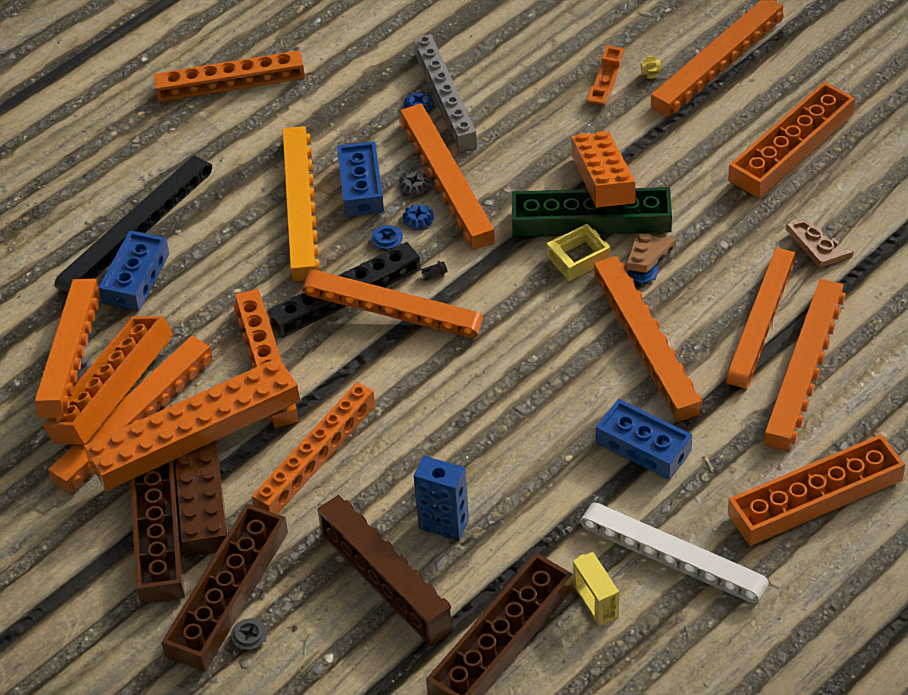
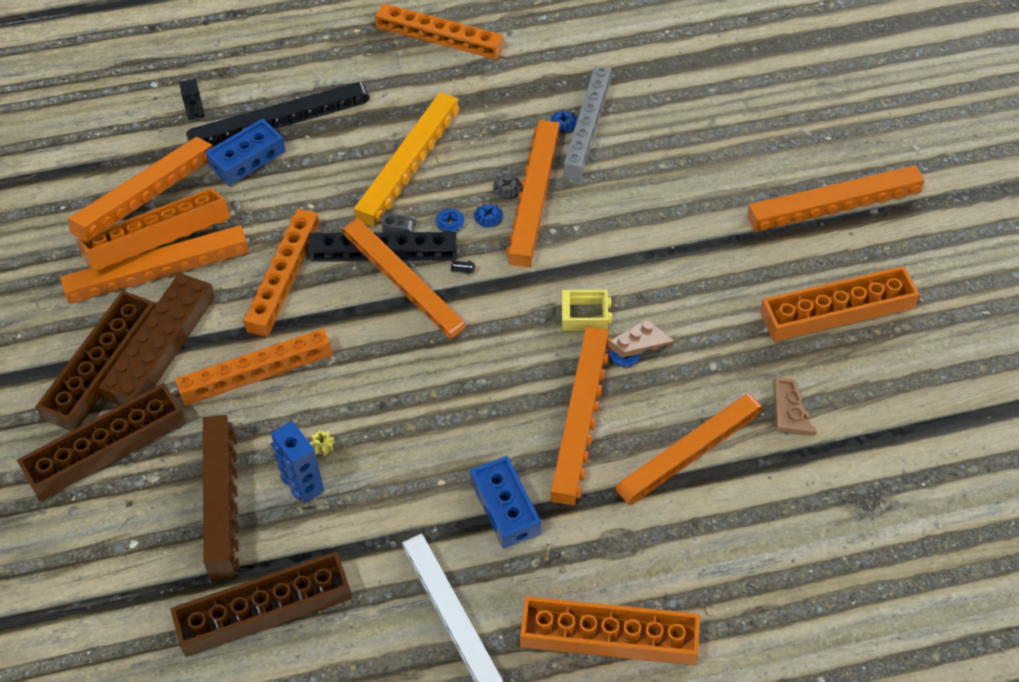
camera: 30 degrees right, 5 degrees up
(35, 248) = (192, 99): none -> black brick
(192, 423) = (174, 296): orange brick -> none
(244, 628) = (97, 483): dark grey gear -> none
(342, 262) = (398, 223): none -> dark grey piece
(355, 159) = (459, 172): blue brick -> none
(566, 210) = (624, 281): dark green brick -> none
(595, 588) = (361, 610): light yellow window -> none
(603, 169) = (651, 250): orange brick -> none
(607, 76) = (729, 172): orange slope -> none
(650, 67) = (770, 181): light yellow gear -> none
(804, 365) = (691, 511): orange brick -> none

